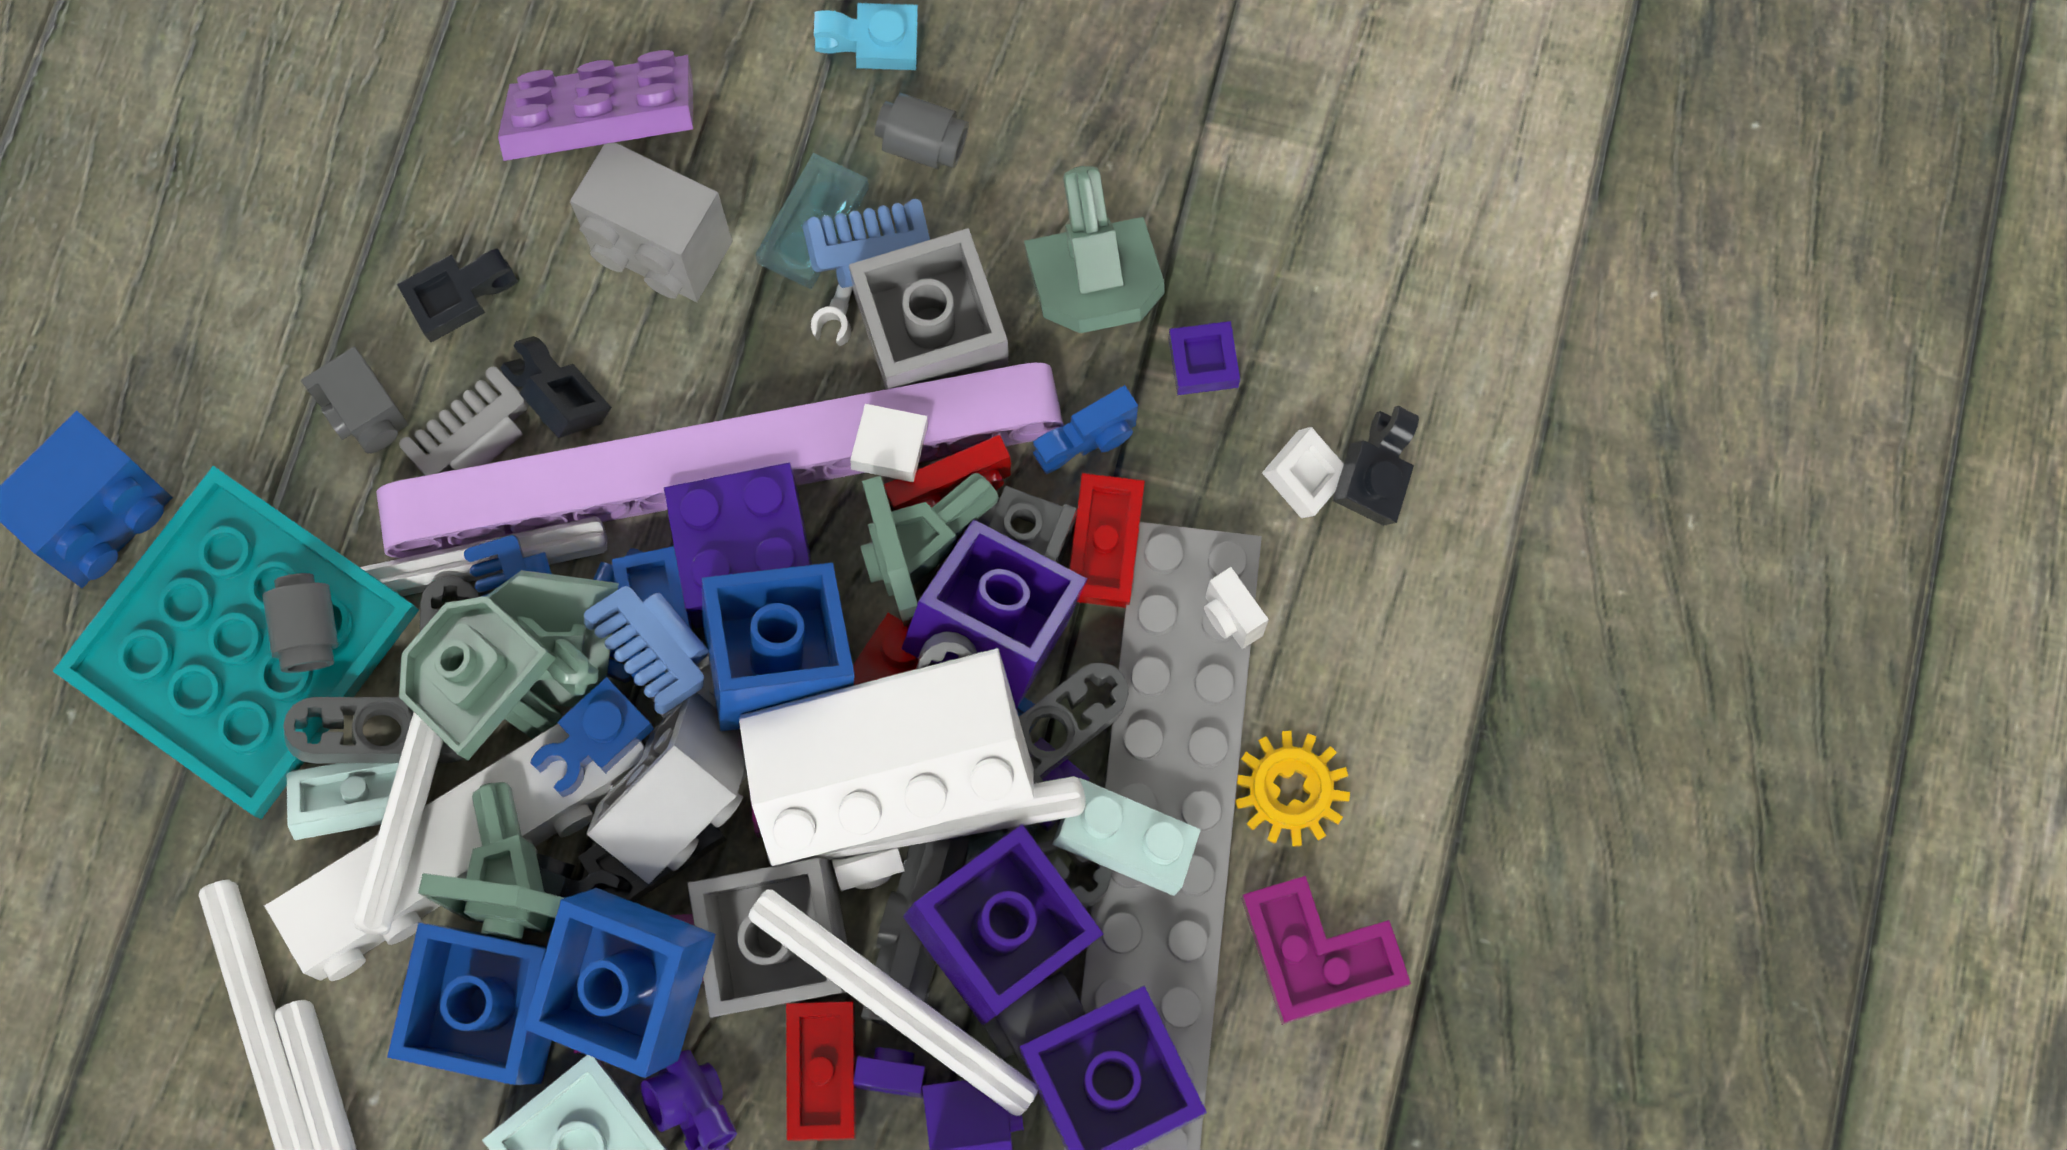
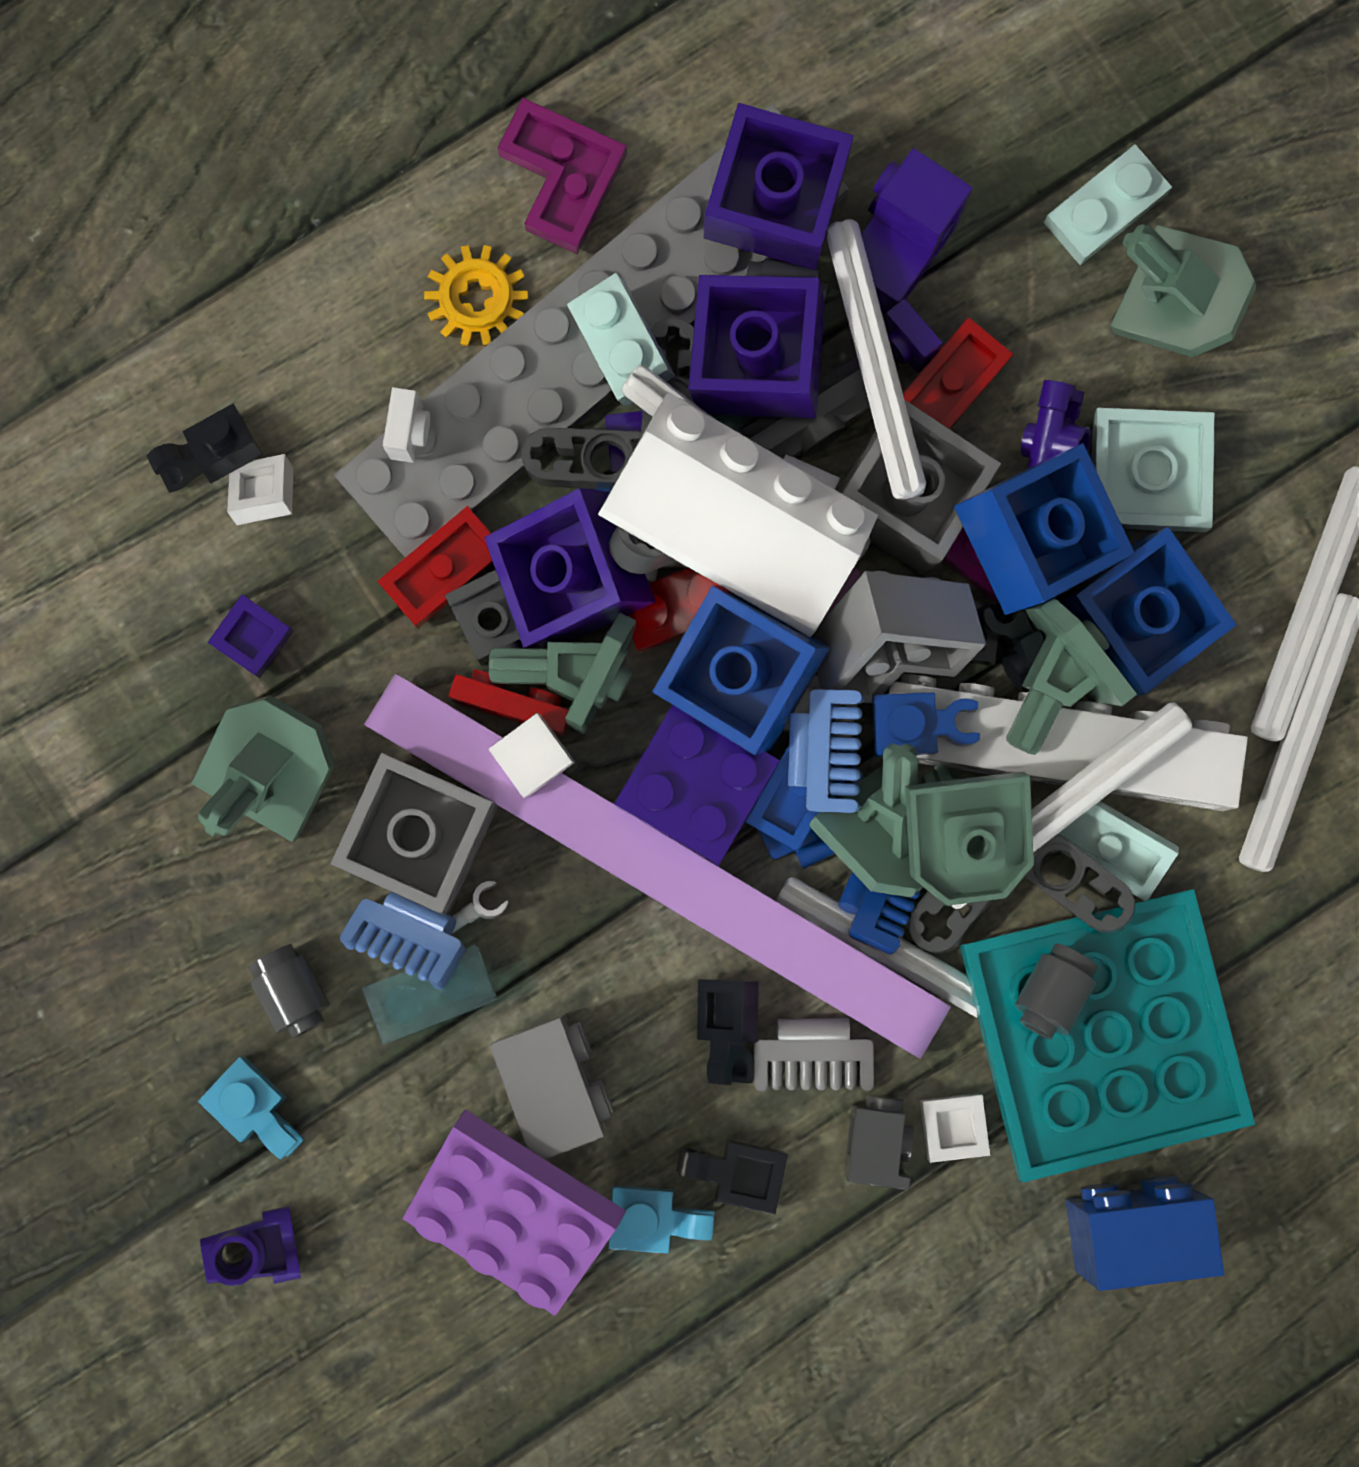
camera: 140 degrees left, 10 degrees up
(305, 467) = (955, 1127): none -> white plate
(495, 206) = (653, 1220): none -> medium azure plate
(1100, 425) = (368, 649): blue plate -> none

